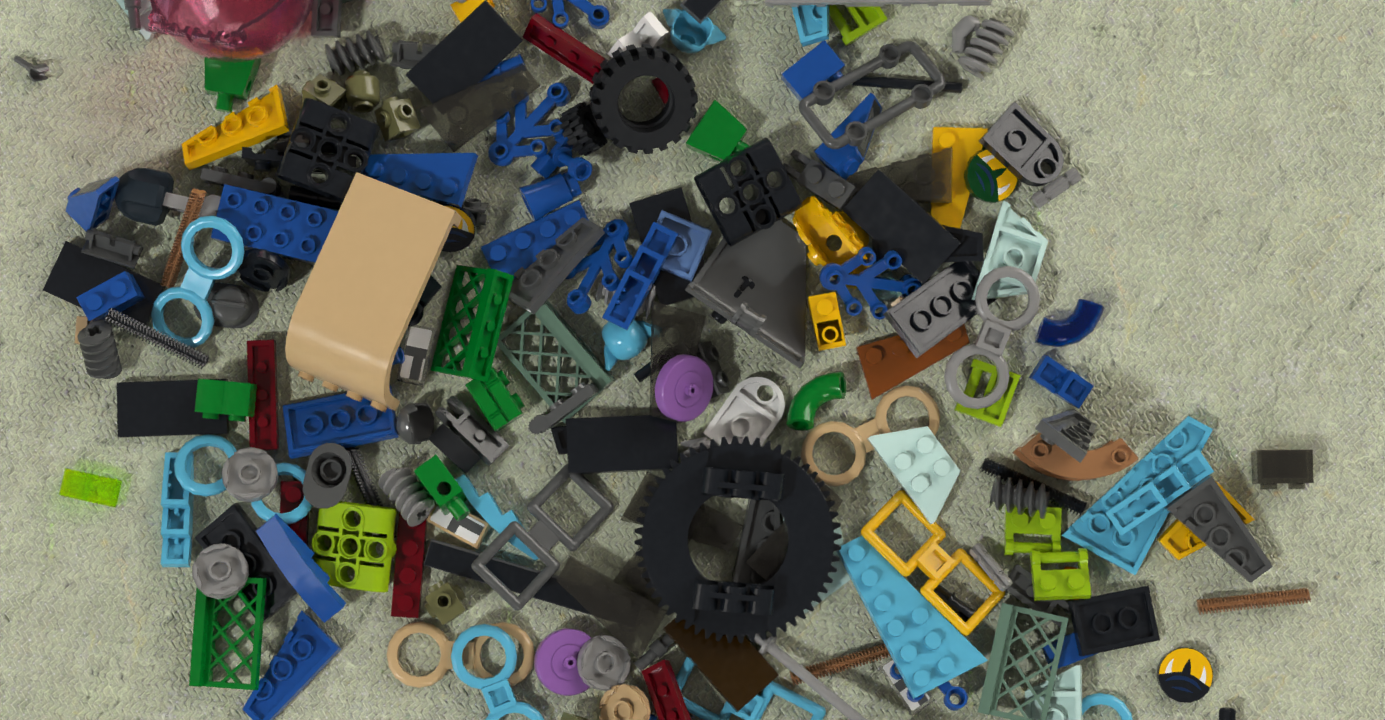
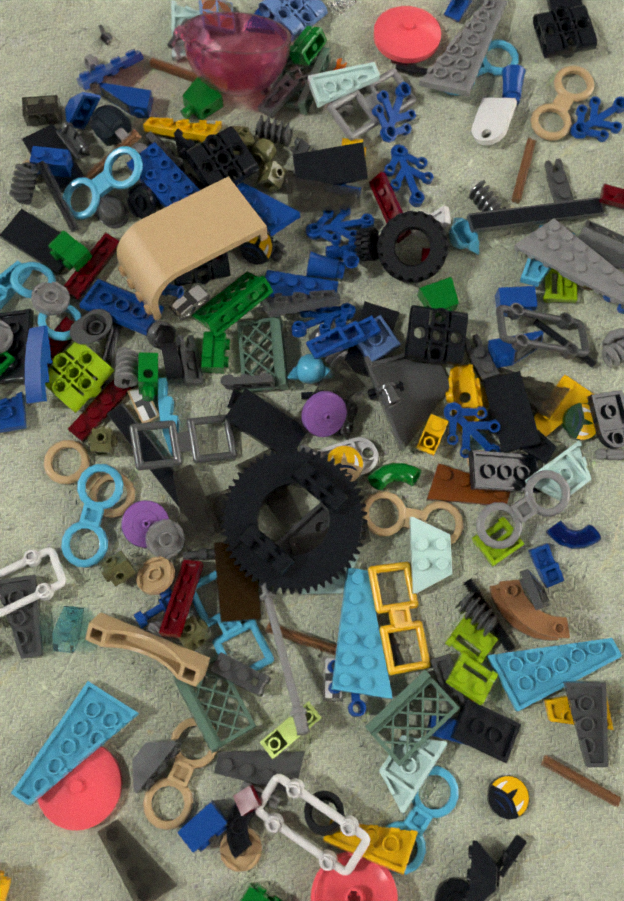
camera: 20 degrees right, 10 degrees down
(39, 234) = (42, 110): none -> clear smoke brick
(47, 121) = (90, 62): none -> light grey plate
(81, 115) = (110, 69): none -> blue wing
(143, 138) = (132, 100): none -> blue slope
(154, 56) = (163, 66): none -> medium nougat axle
(748, 420) = (349, 458): none -> tile
(991, 567) = (432, 644): light grey axle -> none
(1159, 491) = (566, 670): medium azure slope -> none

